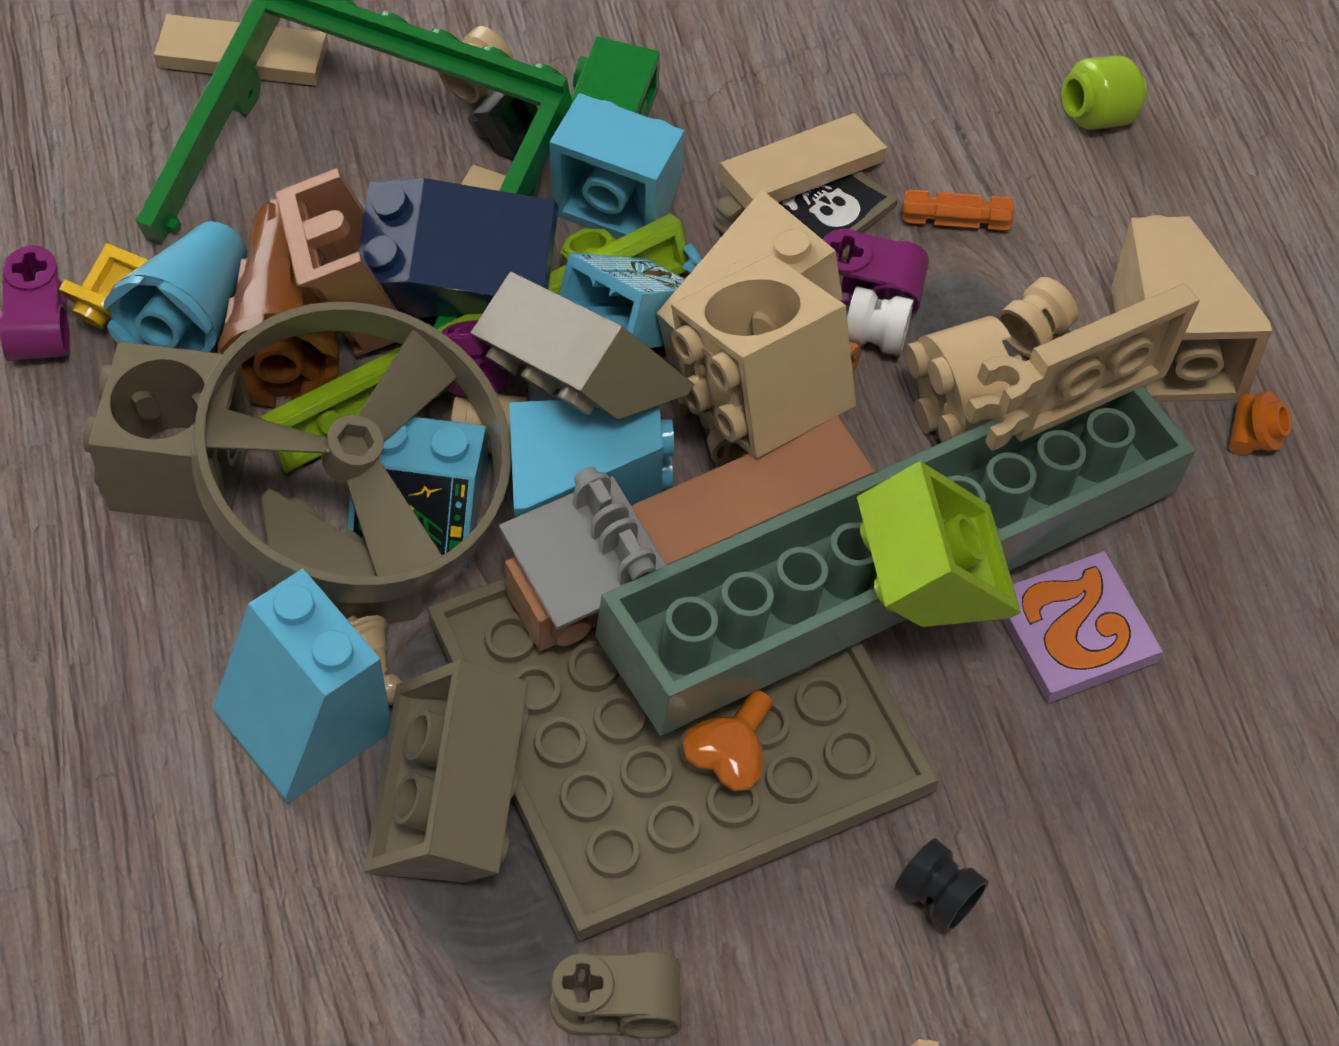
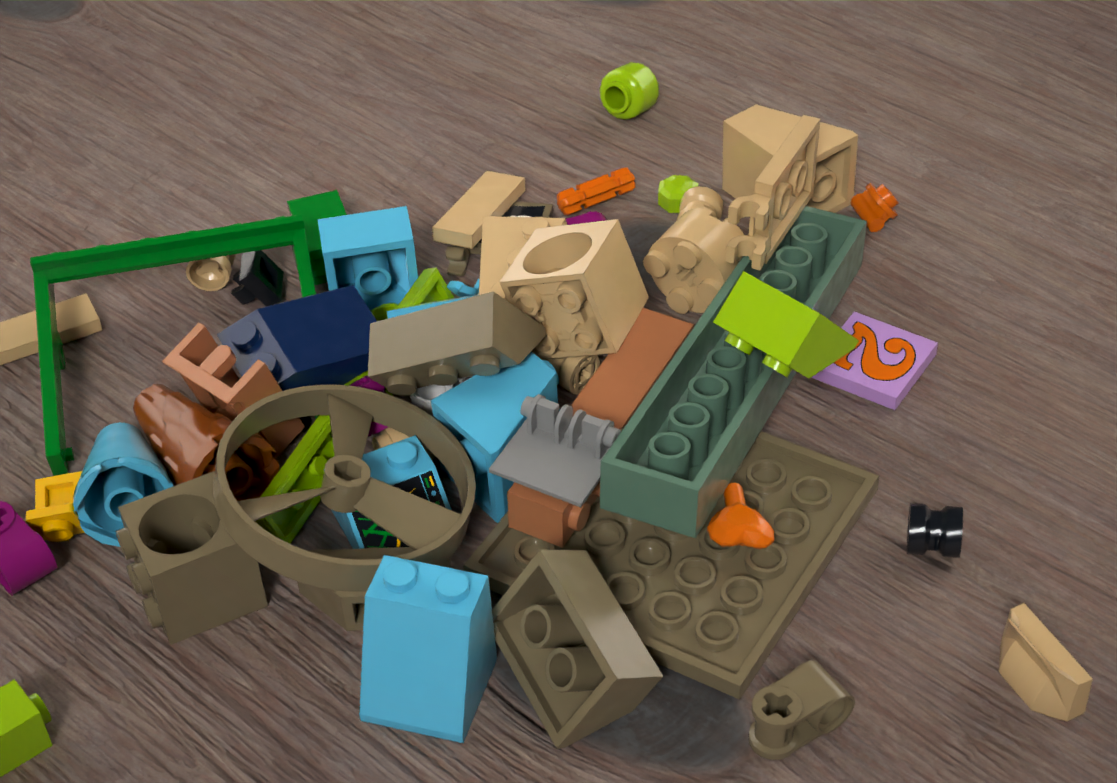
camera: 30 degrees left, 15 degrees down
(1047, 260) = (672, 190): none -> lime tile

